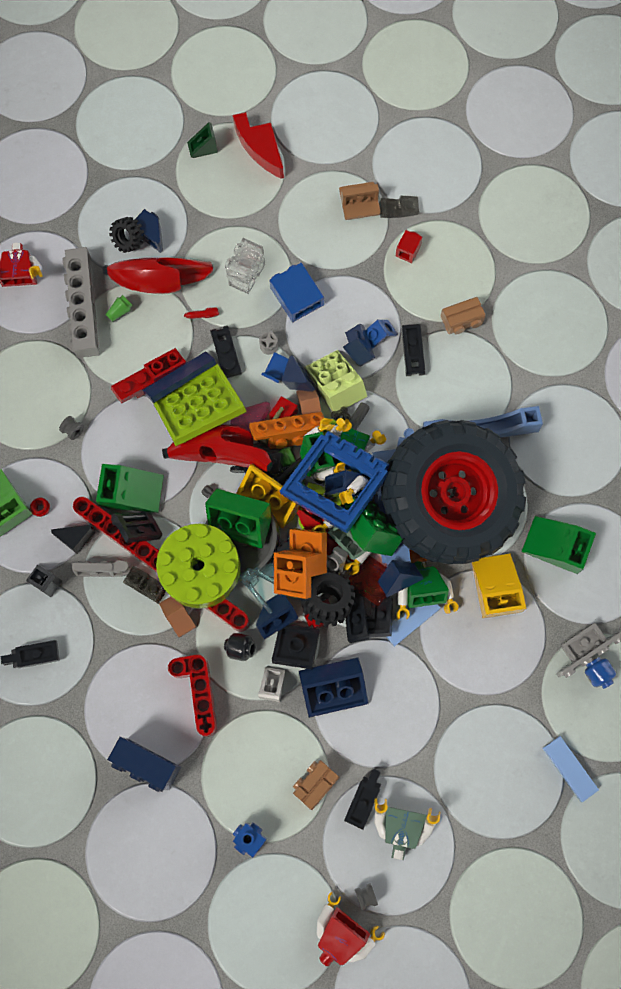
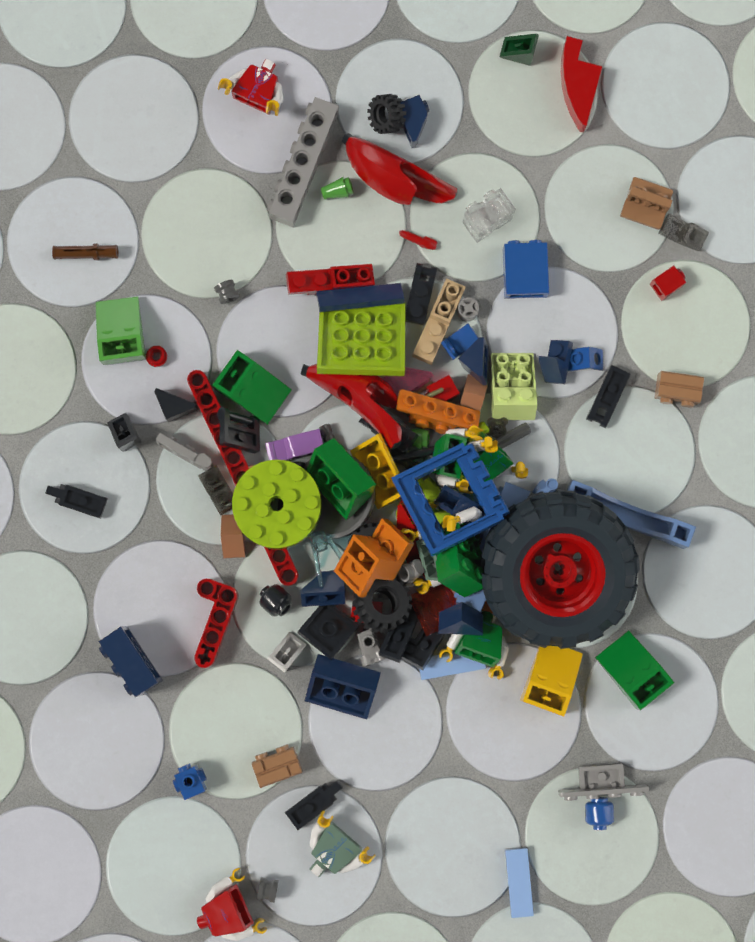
camera: 20 degrees right, 10 degrees up
(192, 513) = (294, 446): none -> medium lavender piece
(251, 363) = (438, 321): none -> tan slope
(341, 646) = (369, 653): none -> light grey plate

